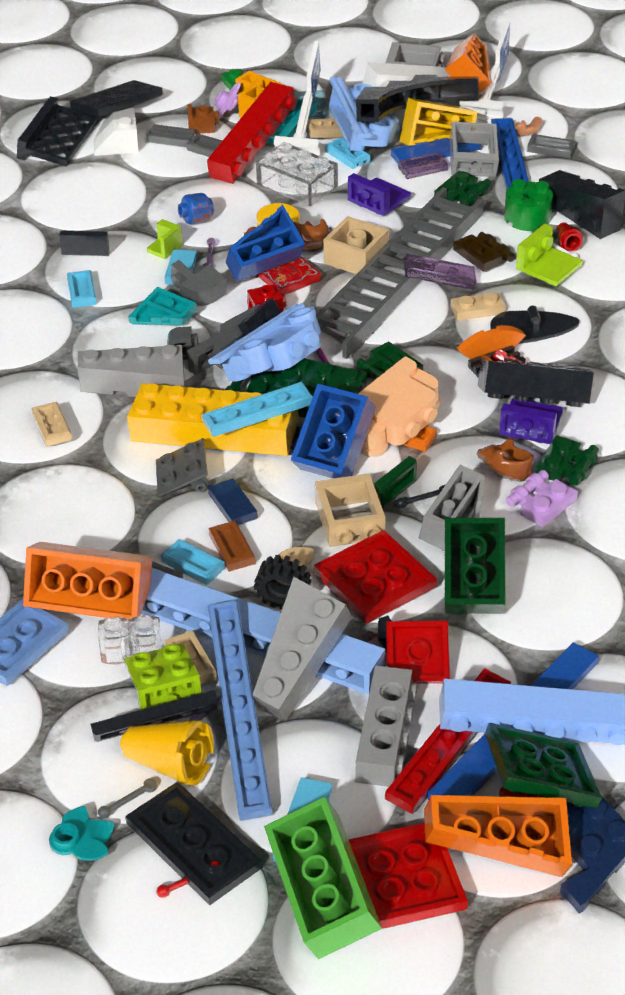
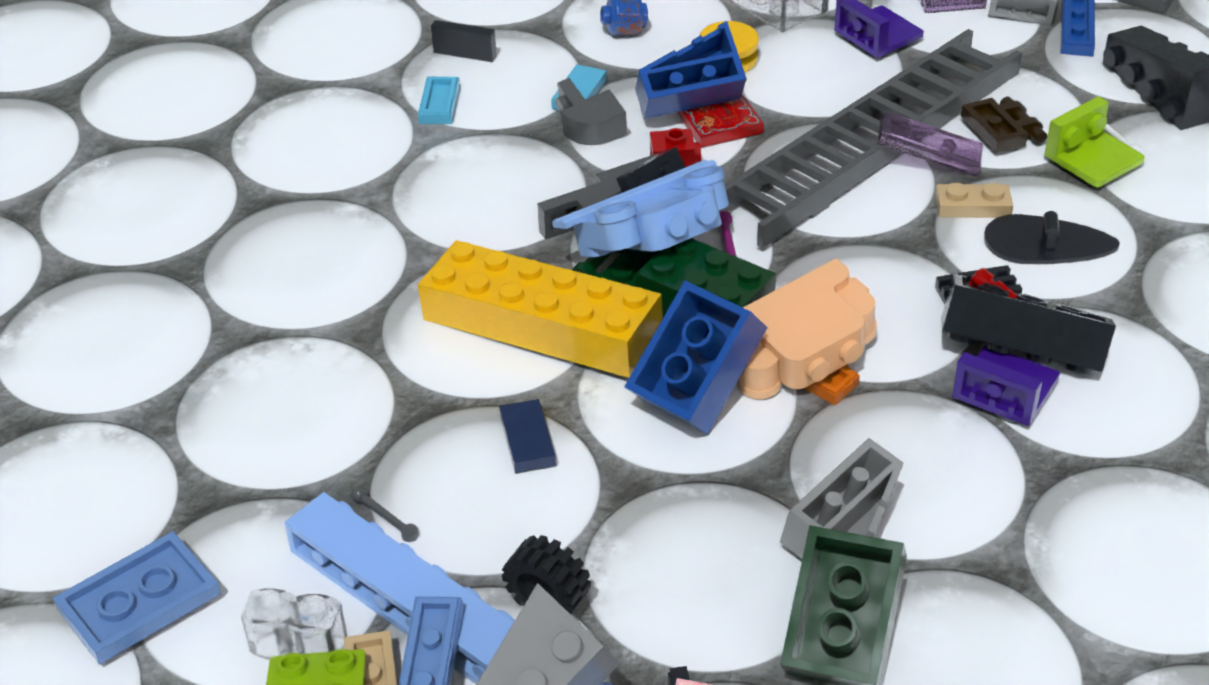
camera: 15 degrees right, 0 degrees up
(51, 424) = (323, 278): tan plate -> none
(86, 580) = (259, 523): orange slope -> none
(128, 368) = (442, 215): light grey wedge -> none
(163, 309) = (533, 142): teal wing -> none
(168, 239) = (576, 49): lime panel -> none
(183, 468) = (475, 371): dark grey hinge -> none
(184, 337) = (537, 187): dark grey plate -> none
(193, 561) = (438, 517): medium azure tile -> none
(210, 242) = (631, 62): clear purple hinge -> none
(232, 546) = (502, 503): dark orange tile -> none
(257, 409) = (594, 303): medium azure tile -> none
(302, 554) = (587, 540): tan tile -> none
(313, 235) = (768, 72): dark orange hair -> none
(346, 492) = (689, 449): tan window -> none
(354, 244) = (818, 88): tan brick -> none
(375, 576) = (694, 593): red plate -> none
(383, 357) = (812, 254): dark green plate -> none
(396, 480) = (770, 446): dark green tile -> none
(401, 502) = (773, 479): black hinge -> none
(464, 188) = (1001, 34): dark green plate -> none
(490, 341) = (975, 253): orange tile -> none
(507, 460) = (951, 441): dark orange hair -> none
(528, 204) = (1084, 67): green brick -> none
(547, 503) = (996, 521): lavender plate -> none
(560, 456) = (1034, 450): dark green plate -> none
(569, 237) = (1133, 120): red cone -> none

